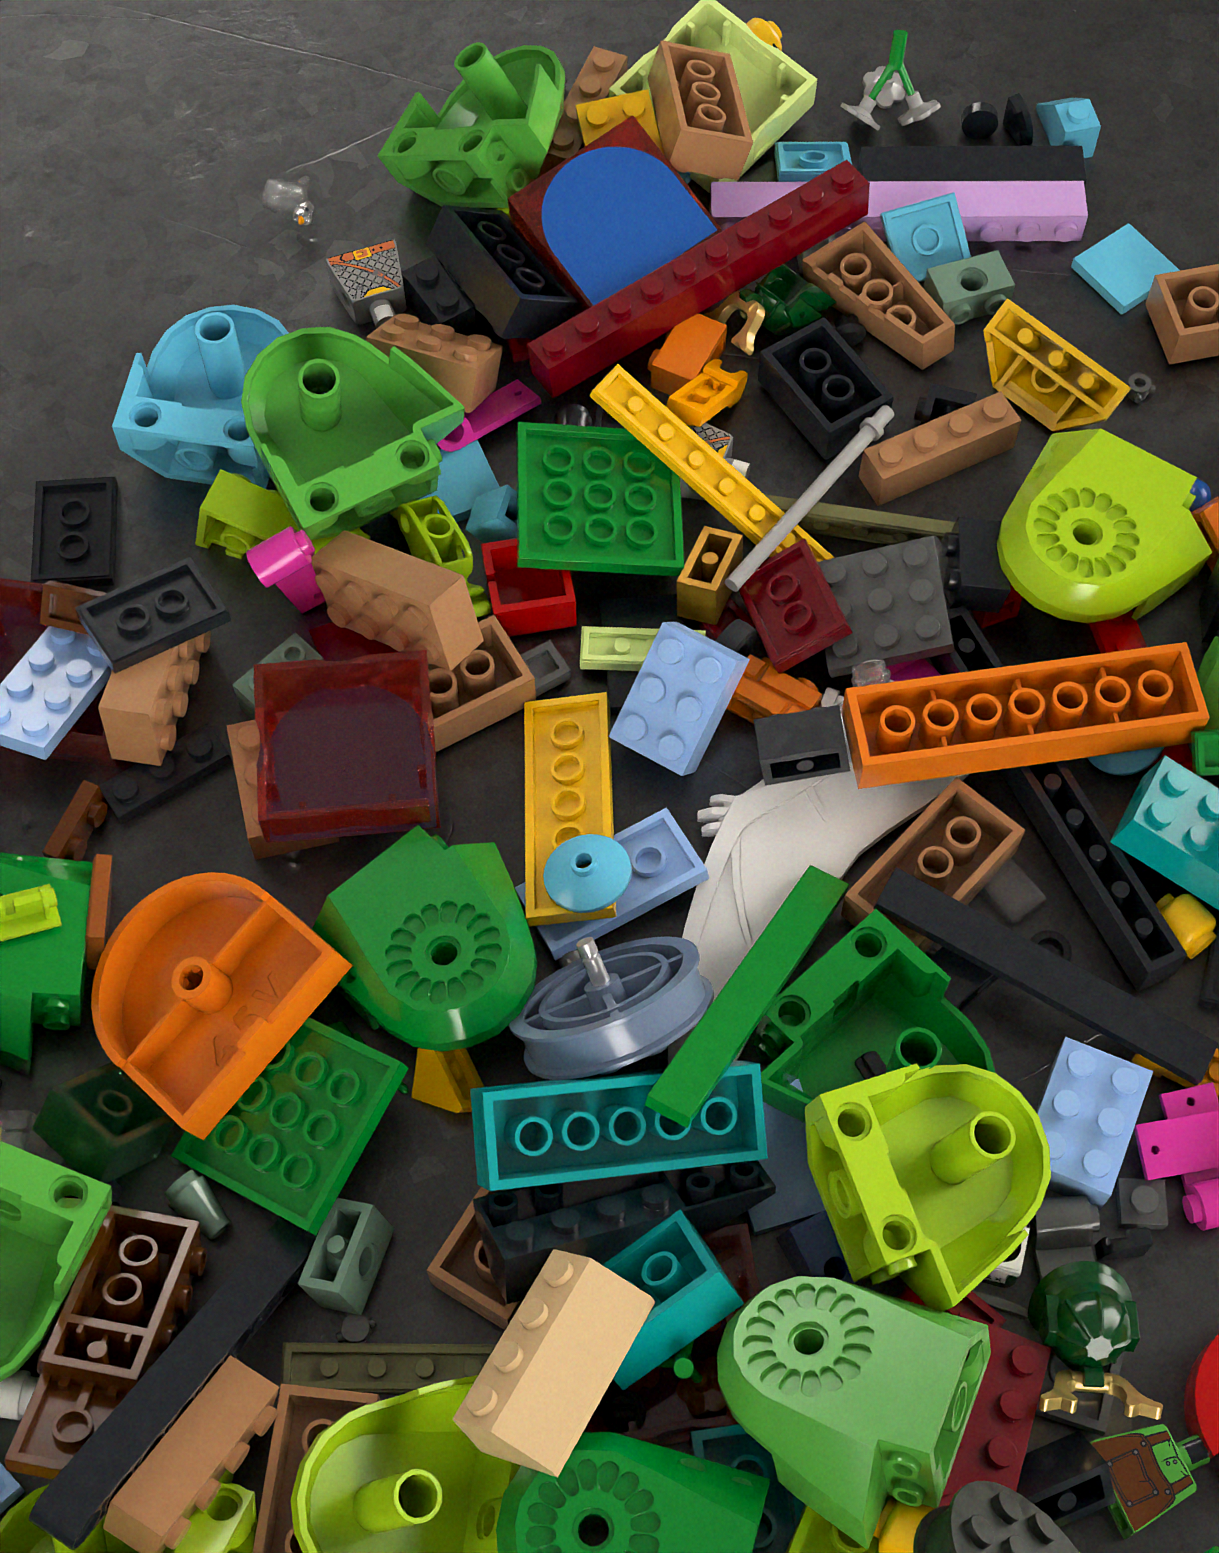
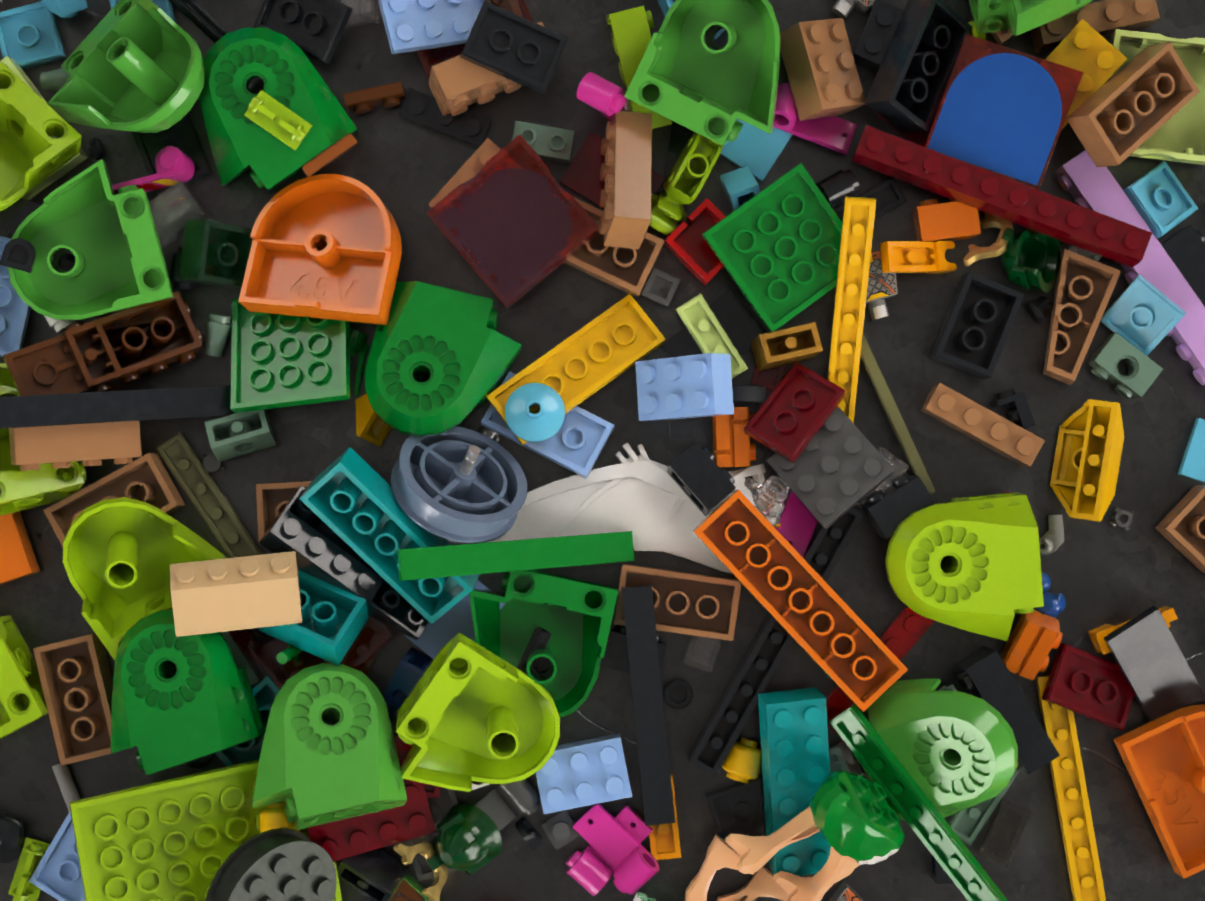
camera: 55 degrees right, 25 degrees up
(870, 430) = (957, 378): light grey bar -> none

